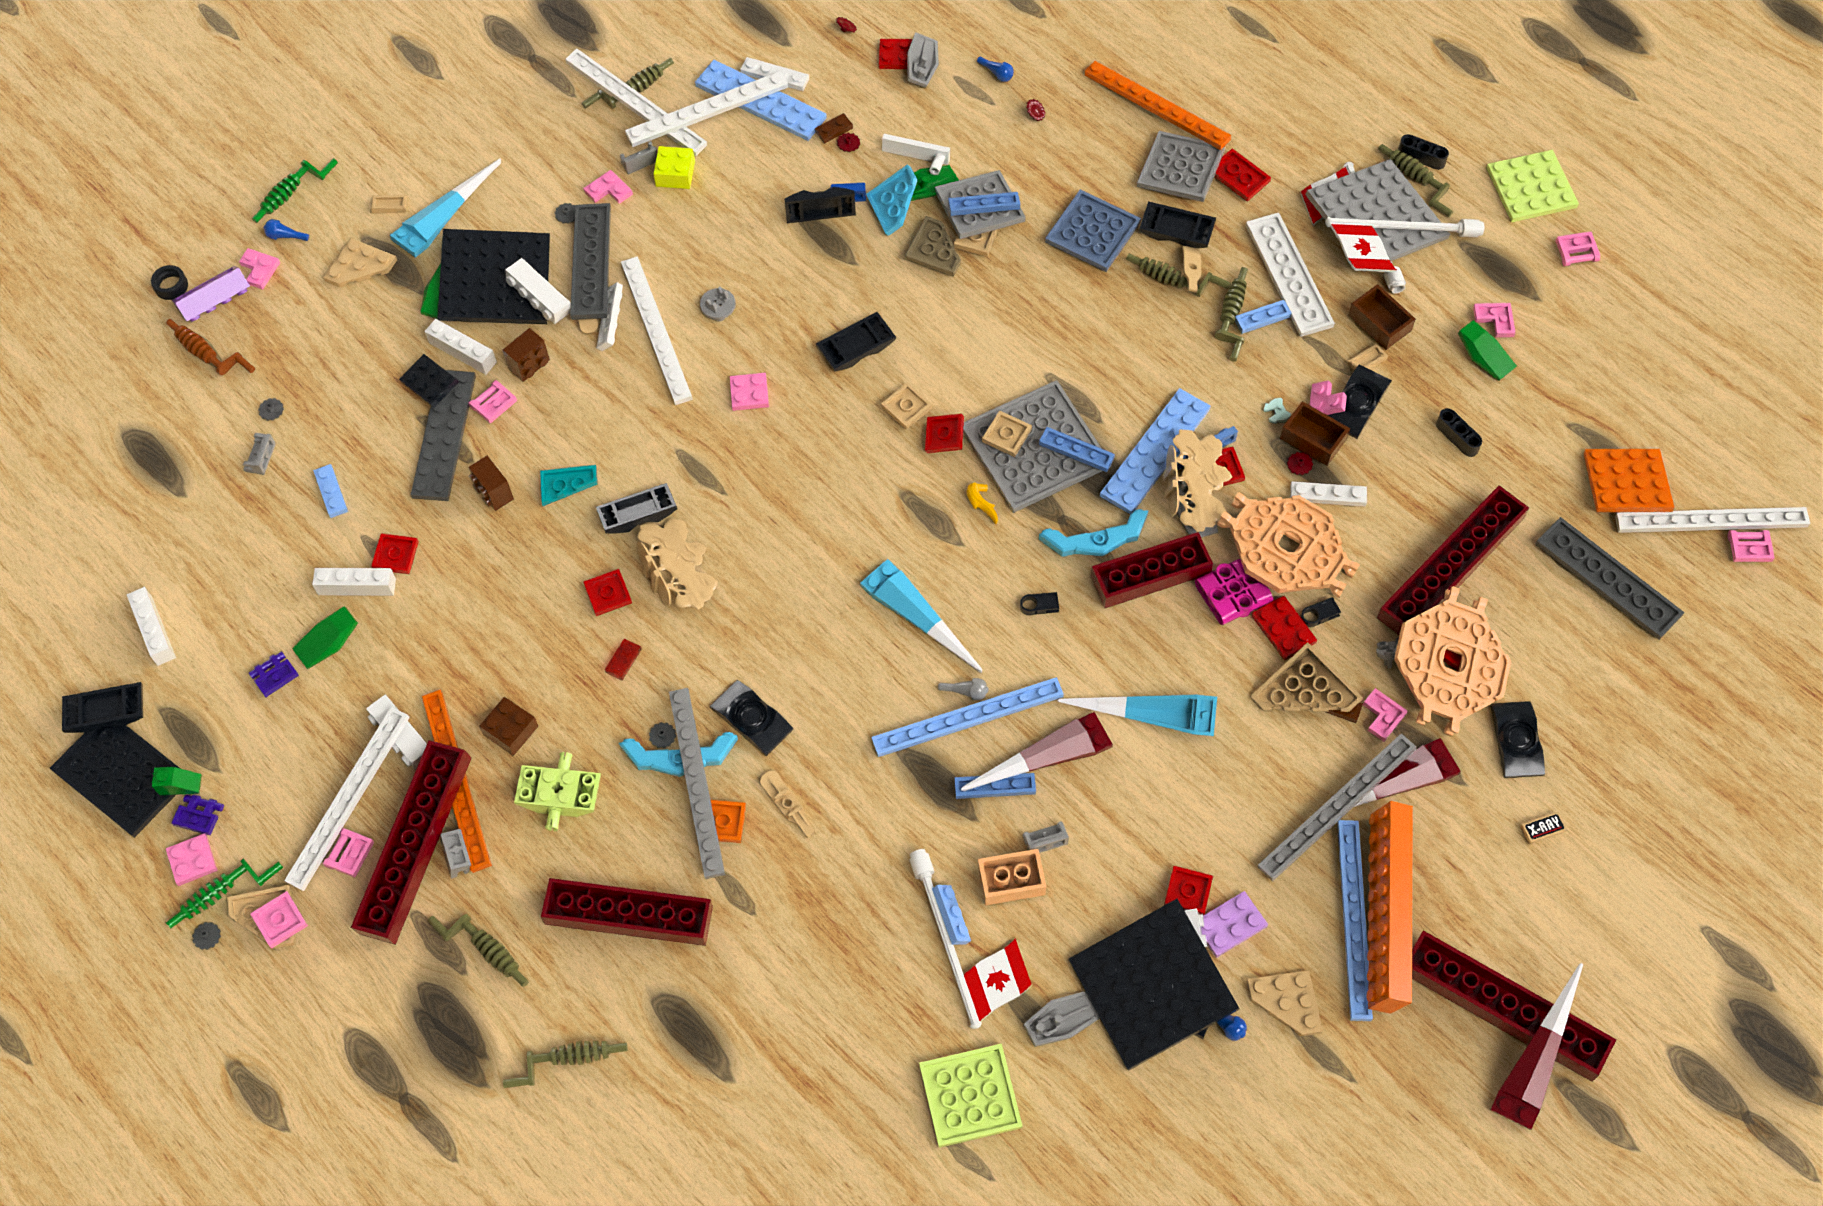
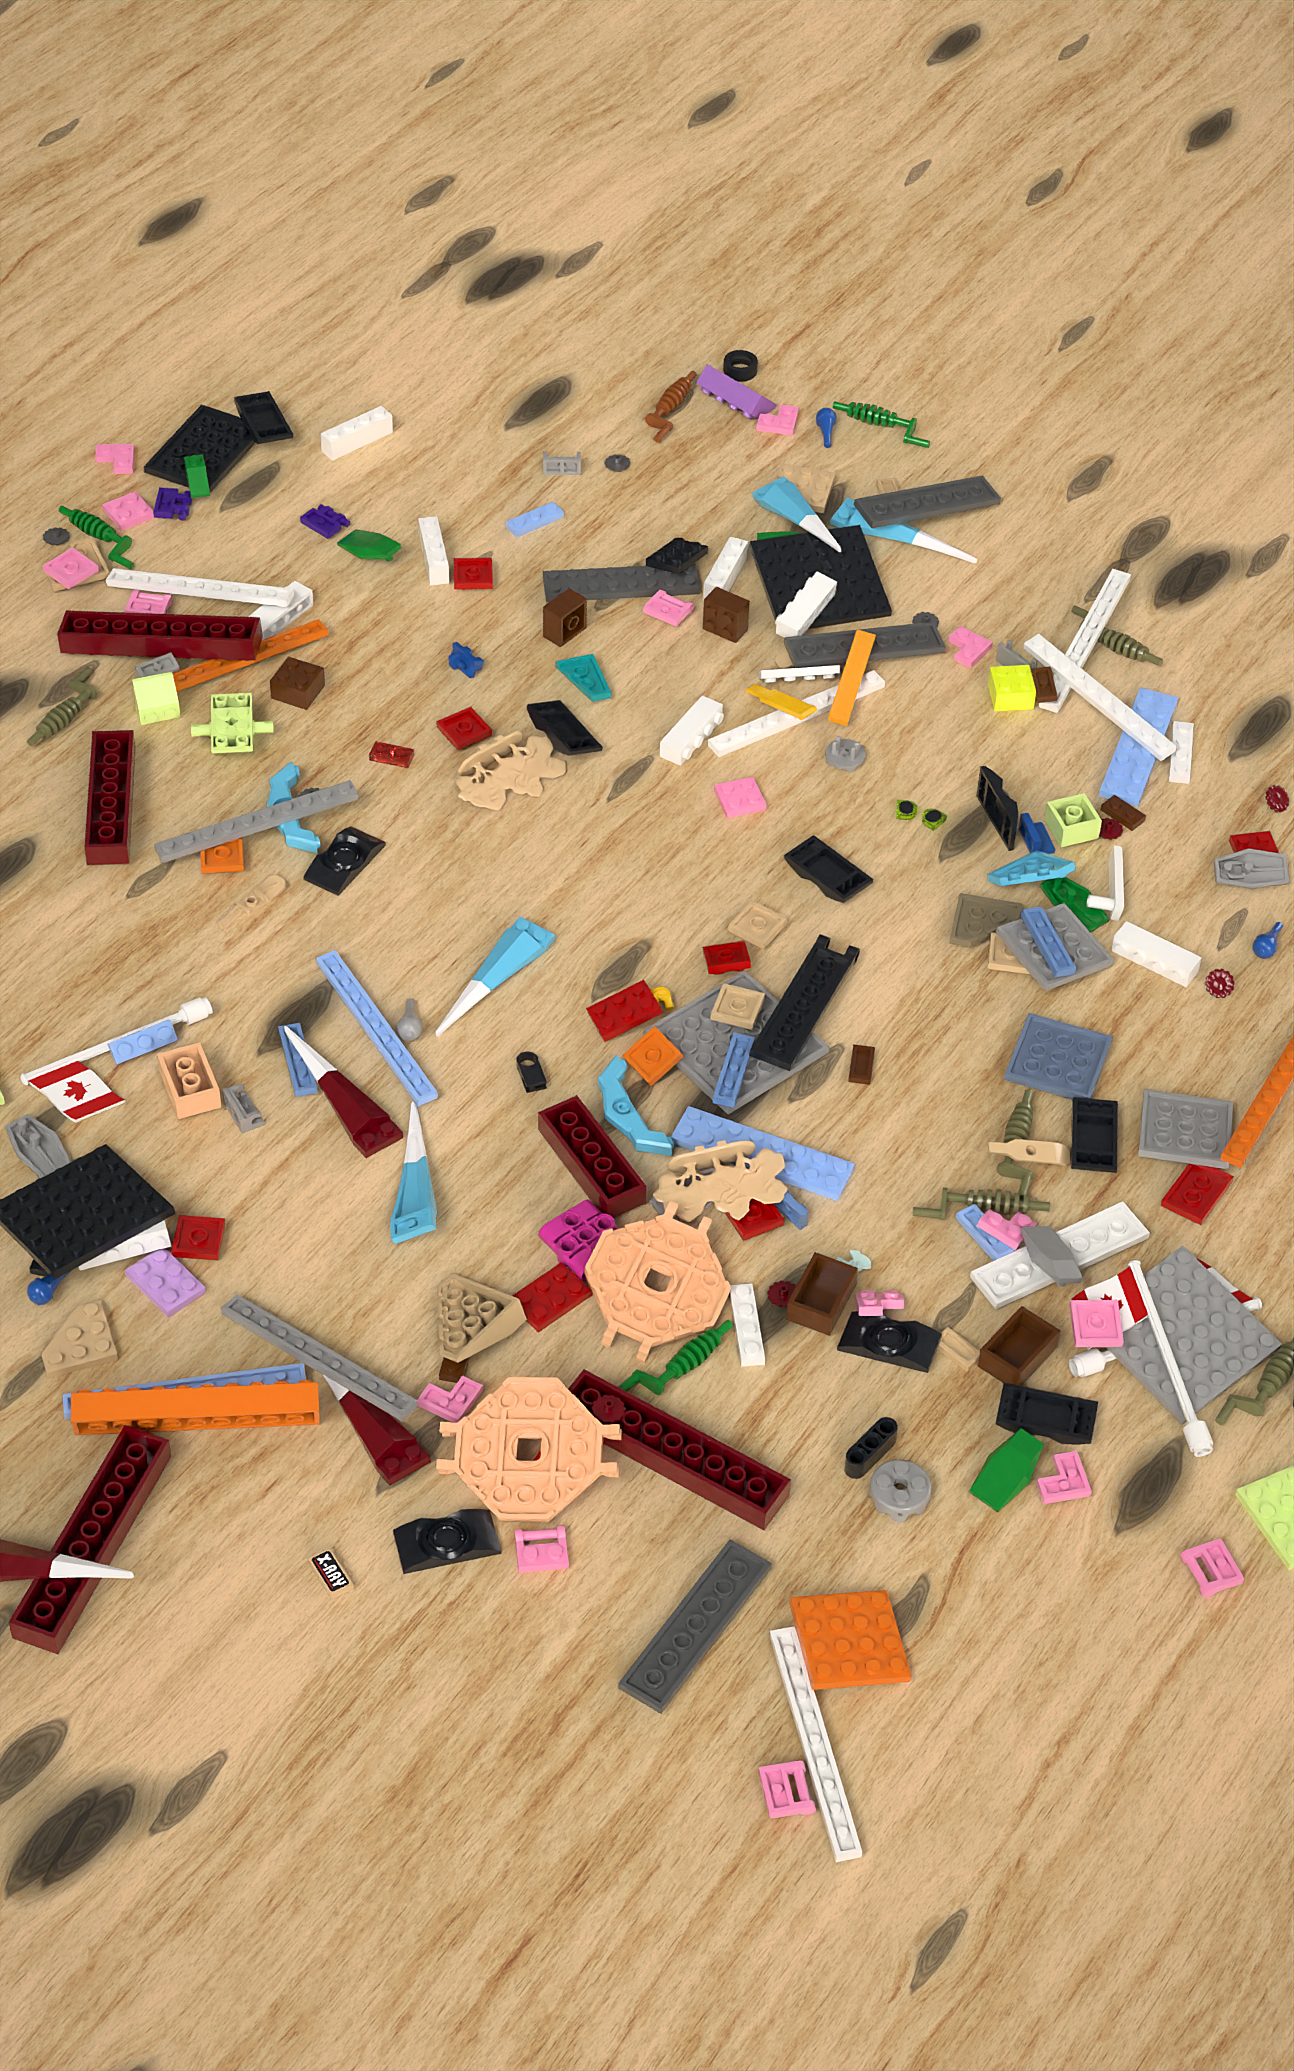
camera: 75 degrees right, 15 degrees down
(97, 857) = (120, 454): none -> bright pink plate
(383, 281) = (787, 501): none -> medium azure plate
(423, 175) = (927, 501): none -> dark grey plate
(502, 856) = (156, 698): none -> yellowish green slope
(517, 578) = (462, 659): none -> blue hips
(633, 276) = (851, 677): none -> light orange tile
(646, 335) = (782, 701): none -> yellow piece
(661, 411) = (691, 730): none -> white brick
(684, 140) = (1044, 684): none -> reddish brown plate
(794, 274) = (906, 810): none -> tile
(809, 257) = (933, 818): none -> clear neon green tile
(843, 160) = (1072, 820): none -> yellowish green brick
(989, 519) = (624, 1010): none -> red plate
(997, 142) = (1156, 954): none -> white brick
(1011, 386) = (803, 1004): none -> black hinge
(1046, 506) = (653, 1056): none -> orange plate
(1072, 363) = (861, 1064): none -> reddish brown tile
(1265, 299) = (1006, 1231): none -> bright pink plate
(1300, 274) = (1051, 1254): none -> light grey piece
(1324, 610) = (579, 1333): black piece -> none
(1361, 539) = (687, 1358): none -> green piece
(1383, 257) = (1096, 1323): none -> bright pink plate
(1424, 596) = (608, 1409): none -> dark red piece
(1438, 314) = (1047, 1414): none -> black slope
(1497, 431) = (896, 1502): none -> light grey plate
(1536, 672) = (541, 1556): none -> bright pink plate

